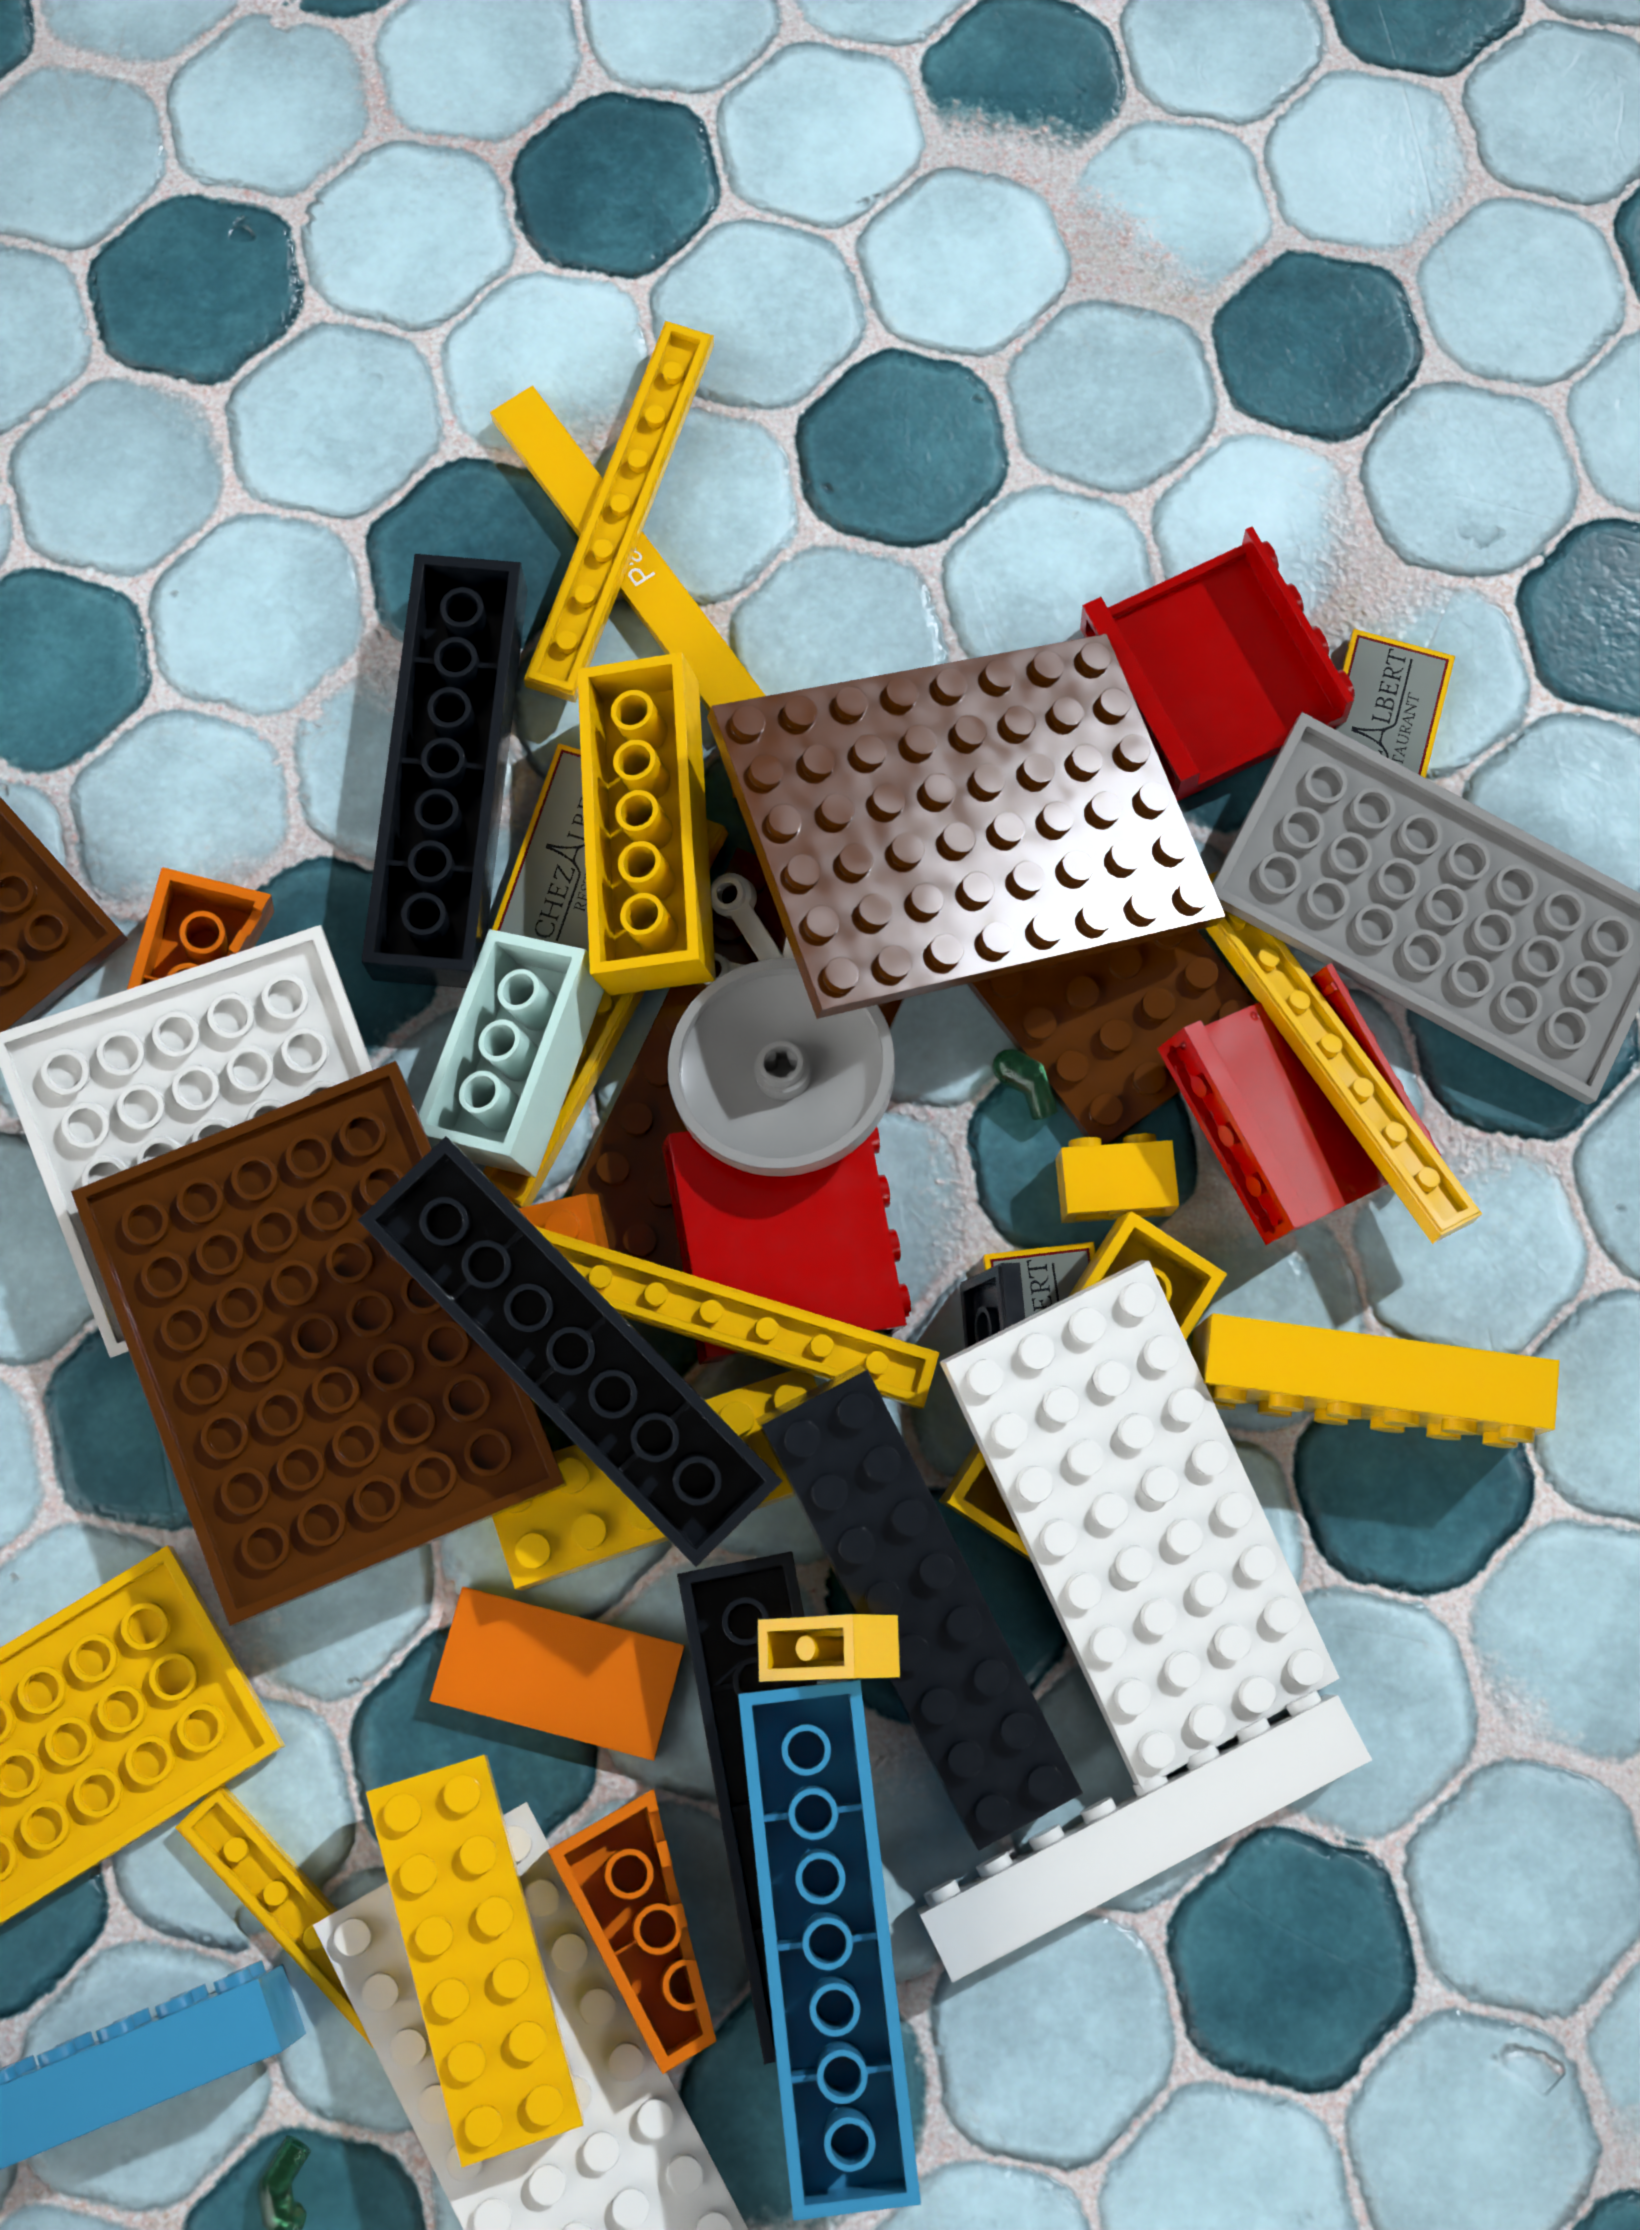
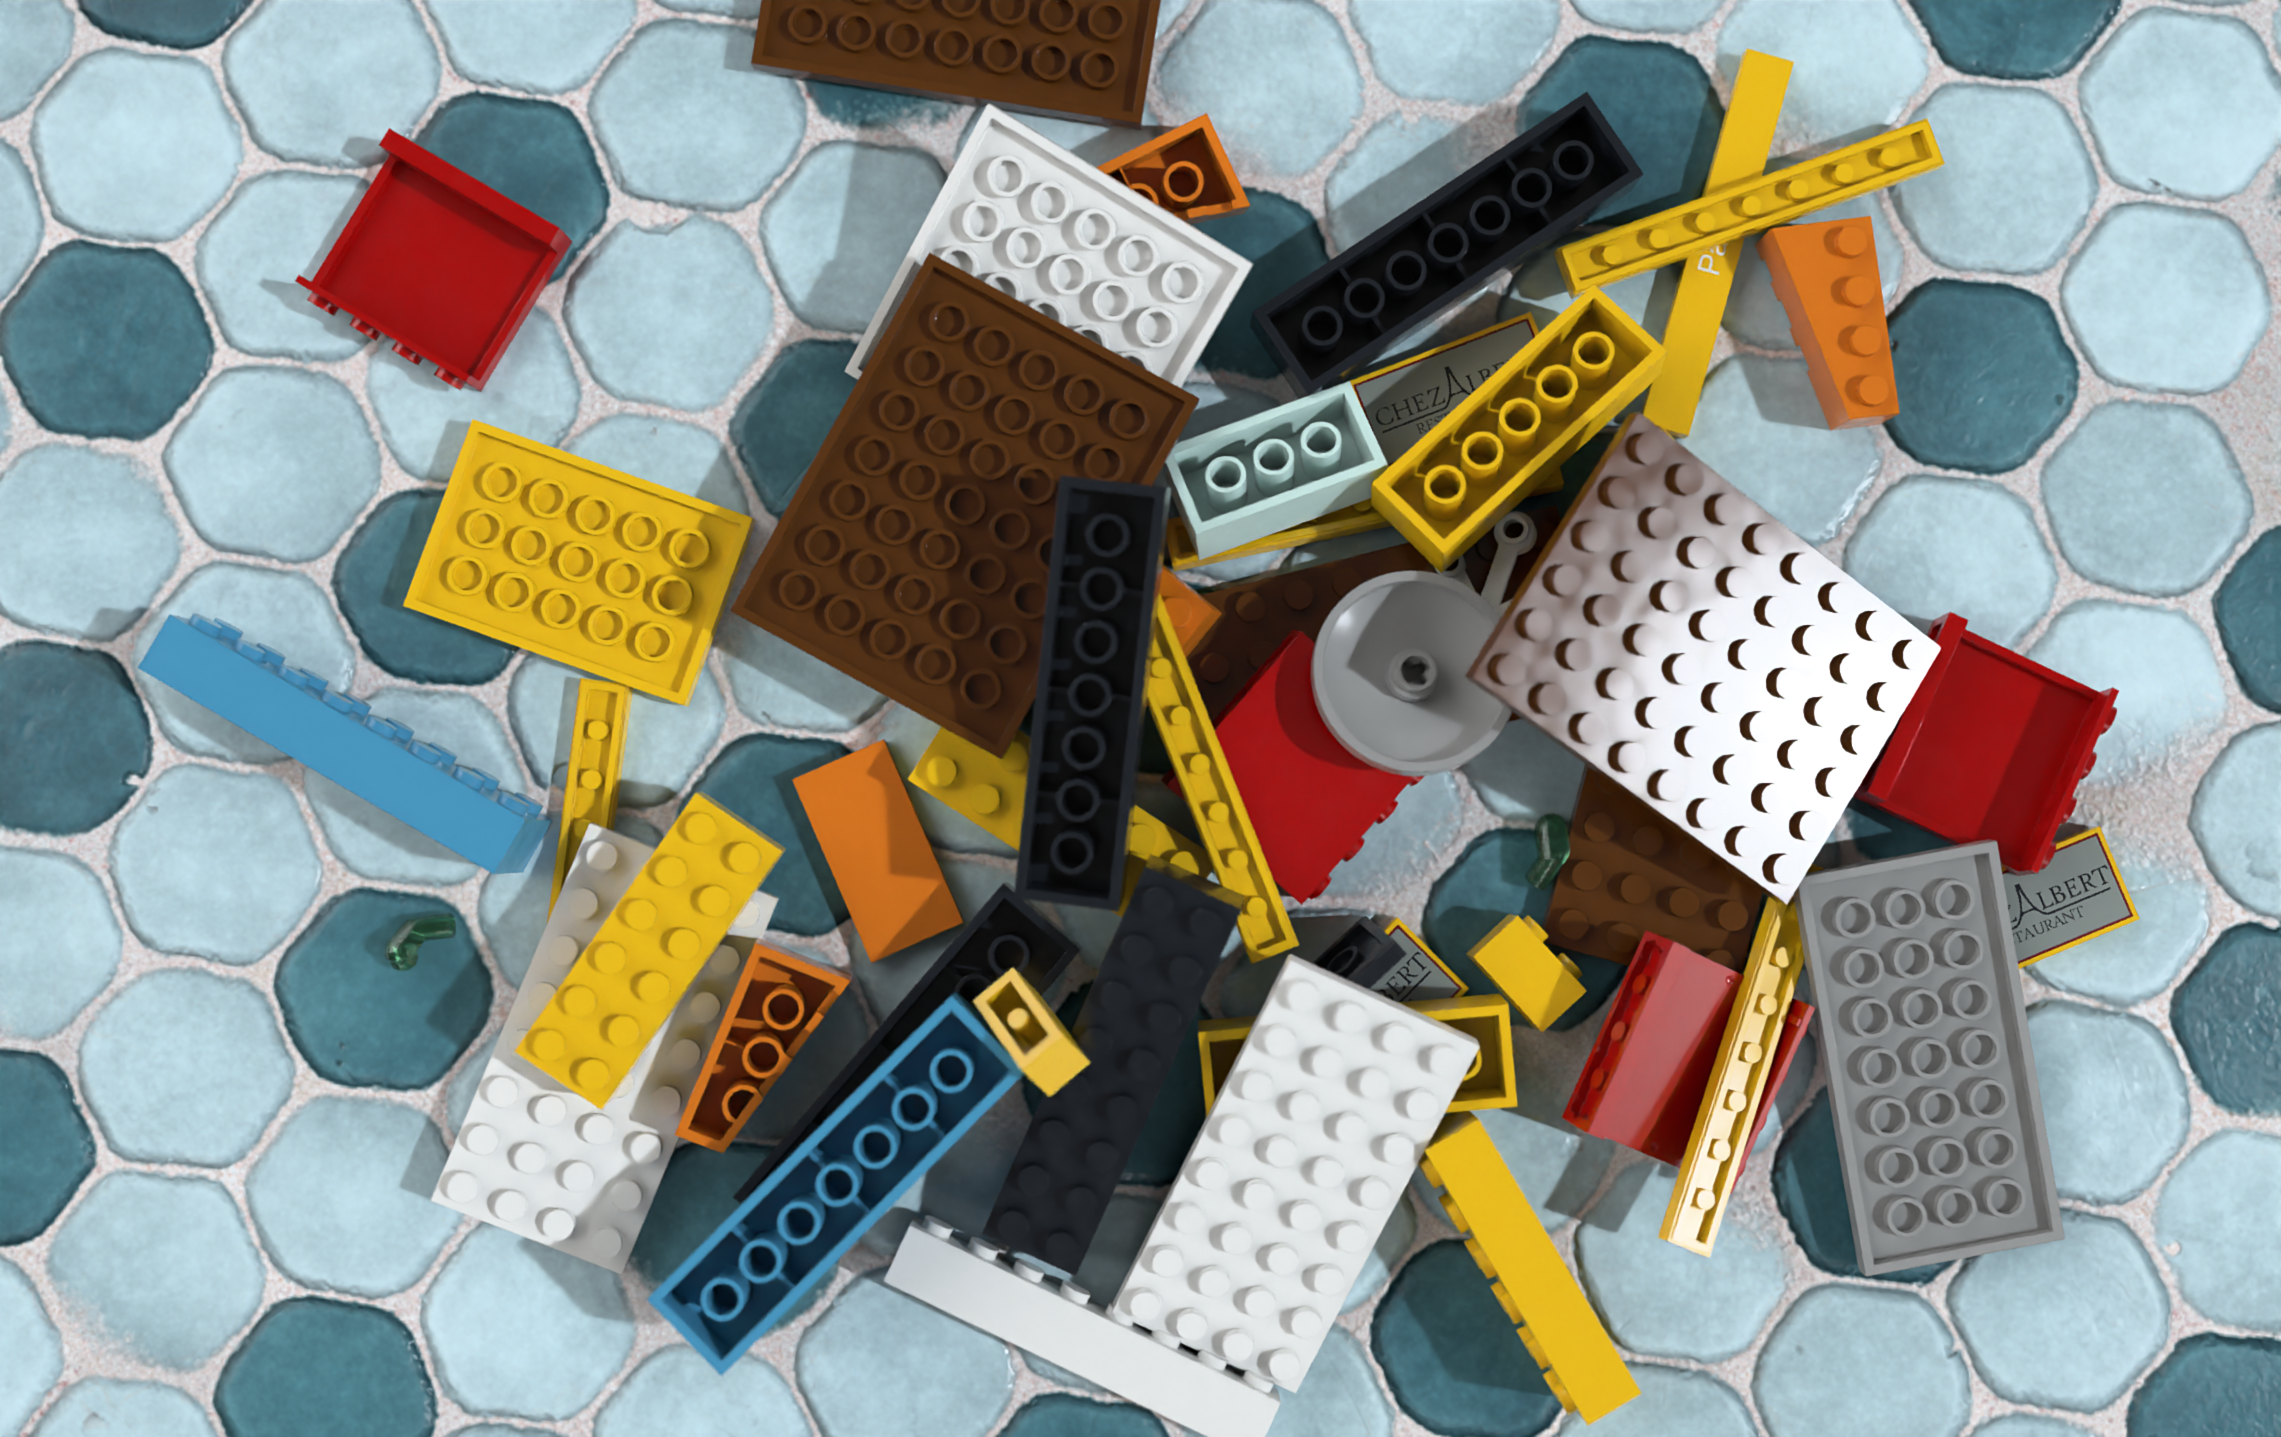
camera: 55 degrees right, 10 degrees up
(761, 505) = (1837, 315): none -> orange wedge

